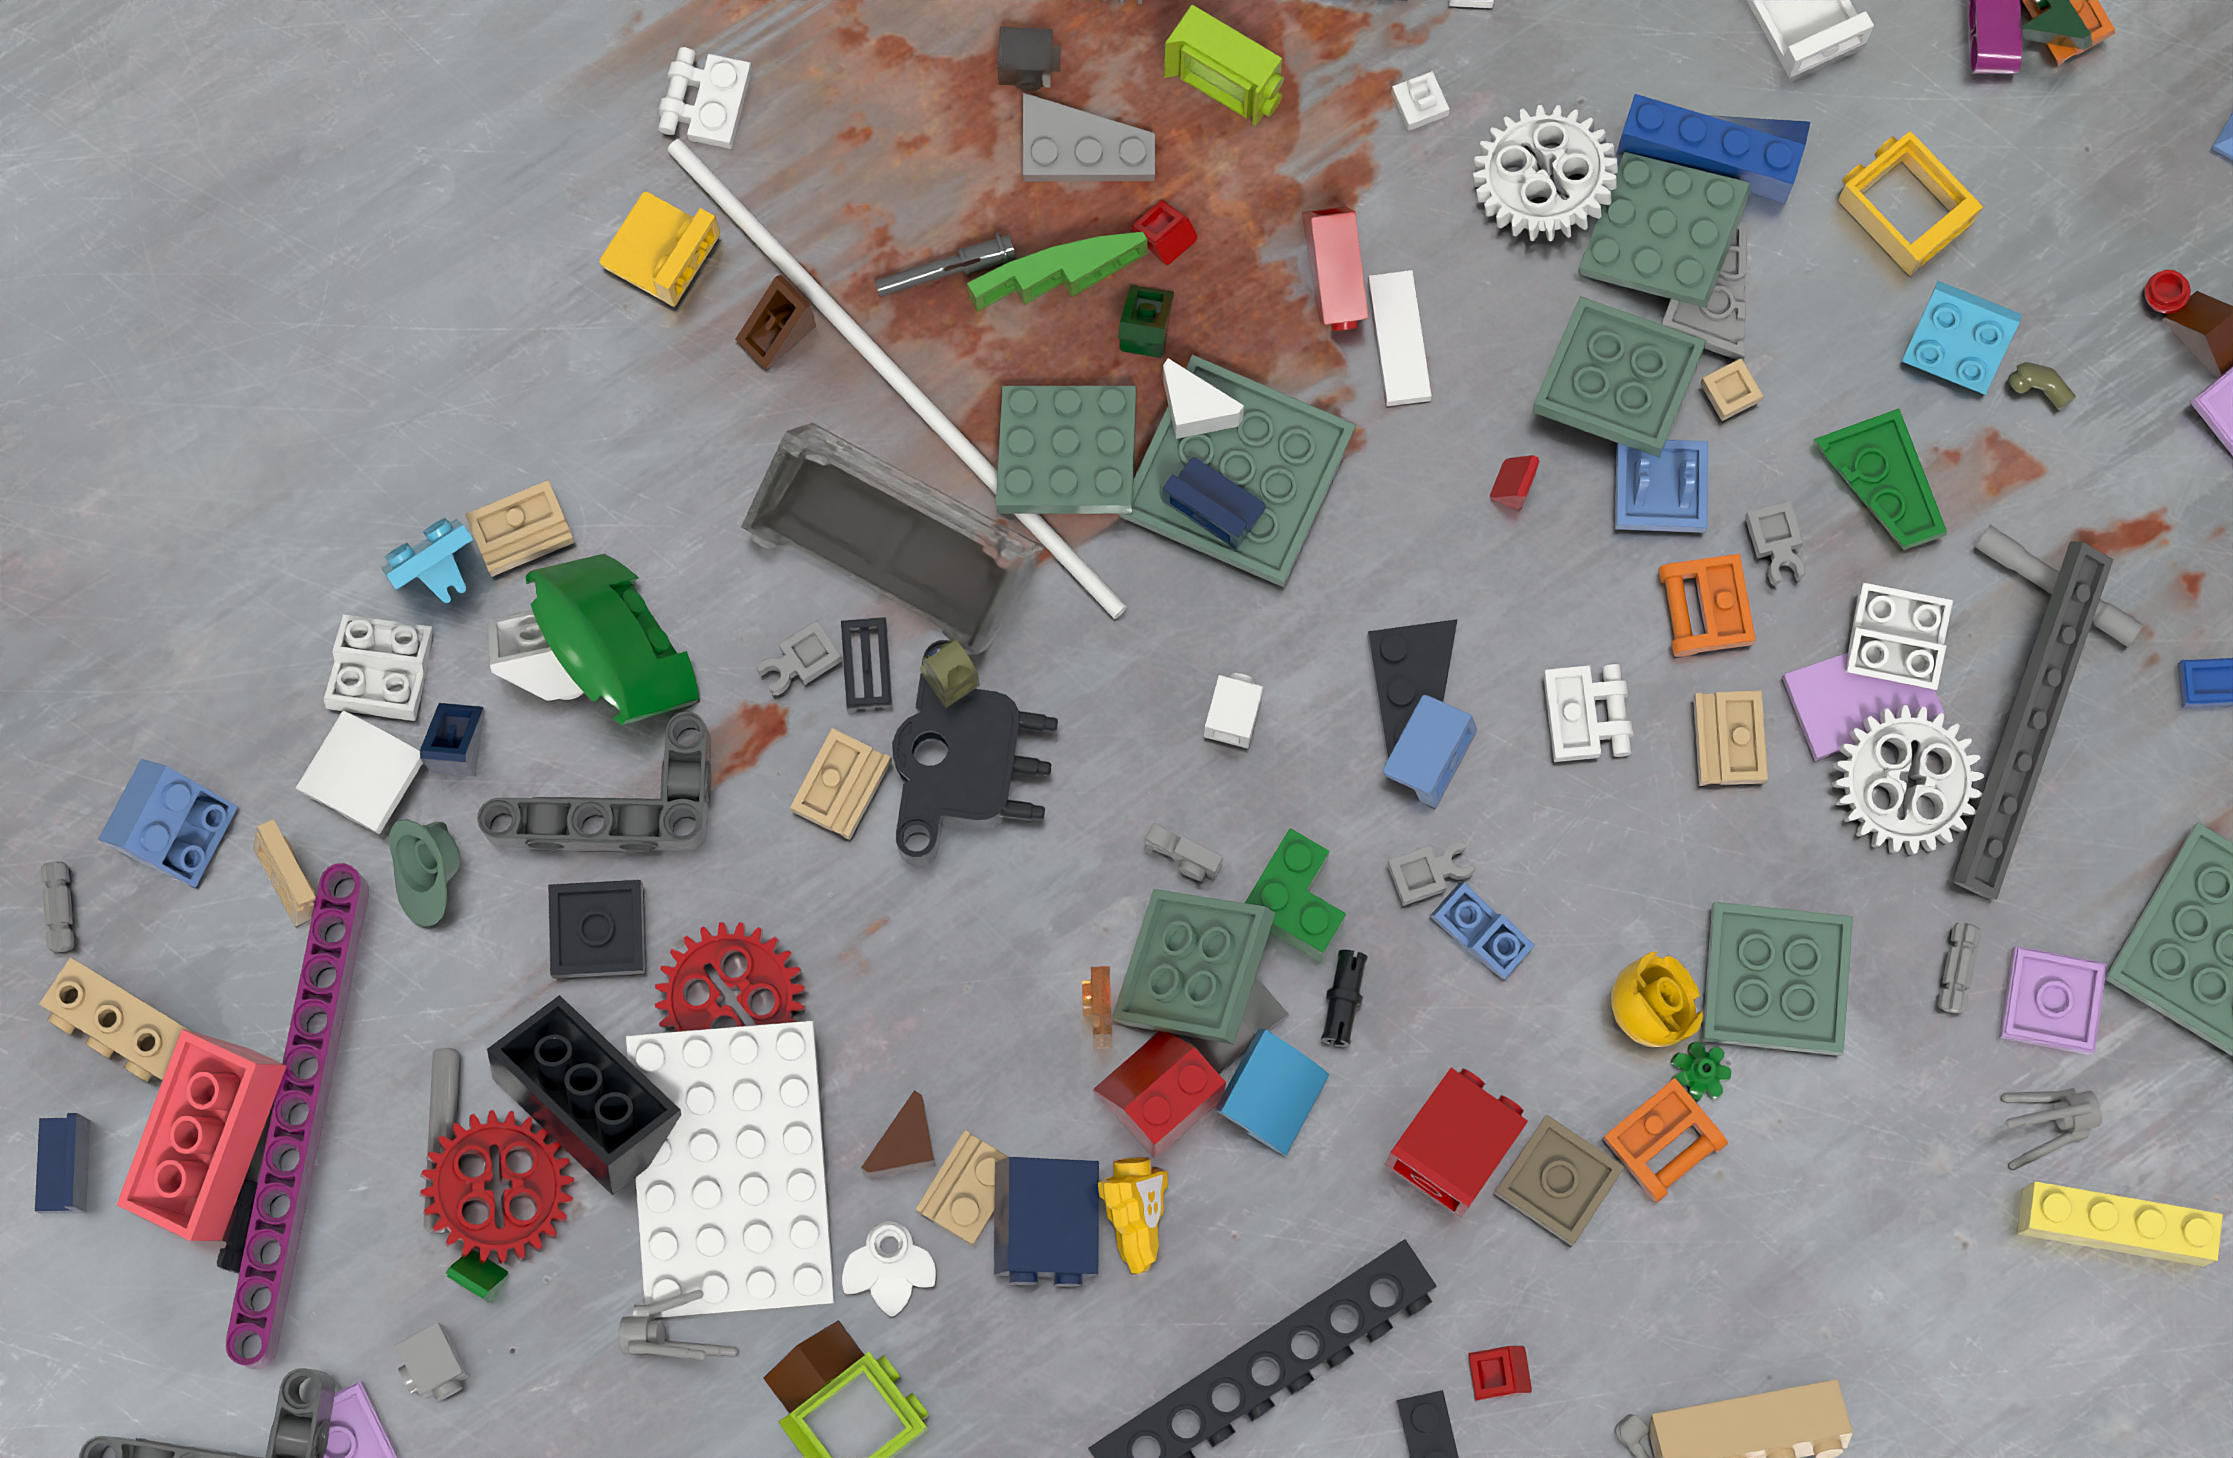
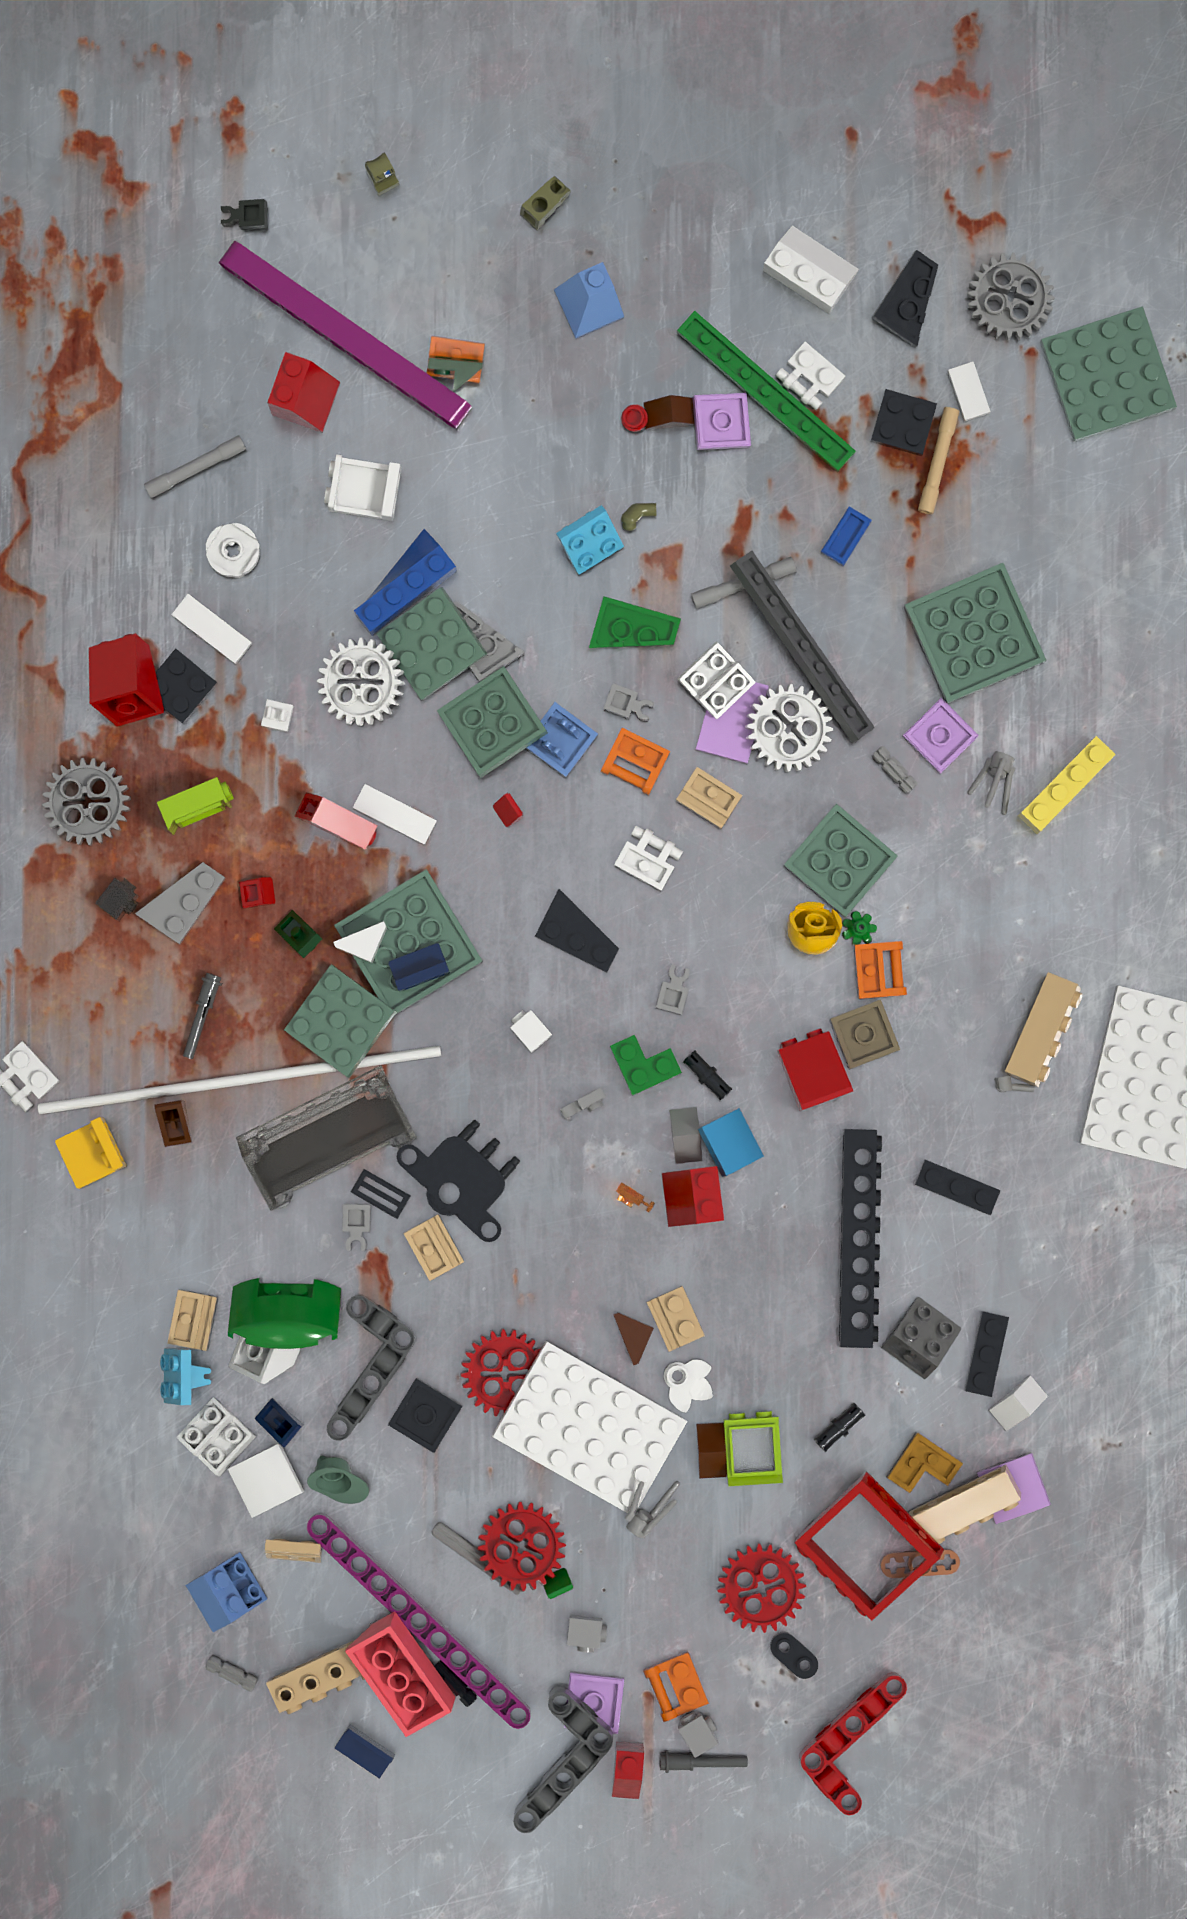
camera: 60 degrees left, 10 degrees up
(584, 1093) = (506, 1475): black slope -> none
(950, 672) = (420, 1159): olive leg -> none
(1046, 1220) = (718, 1293): dark blue brick -> none
(1073, 264) = (246, 951): bright green slope -> none
(1134, 1207) = (740, 1246): yellow rock -> none
(1193, 966) = (645, 1139): sand green plate -> none
(1431, 749) = (615, 948): medium blue panel -> none
(1481, 930) = (719, 985): medium blue slope -> none
(1500, 1372) = (935, 1126): red slope -> none
(1731, 389) = (535, 670): tan plate -> none
(1935, 176) = (523, 487): yellow window -> none

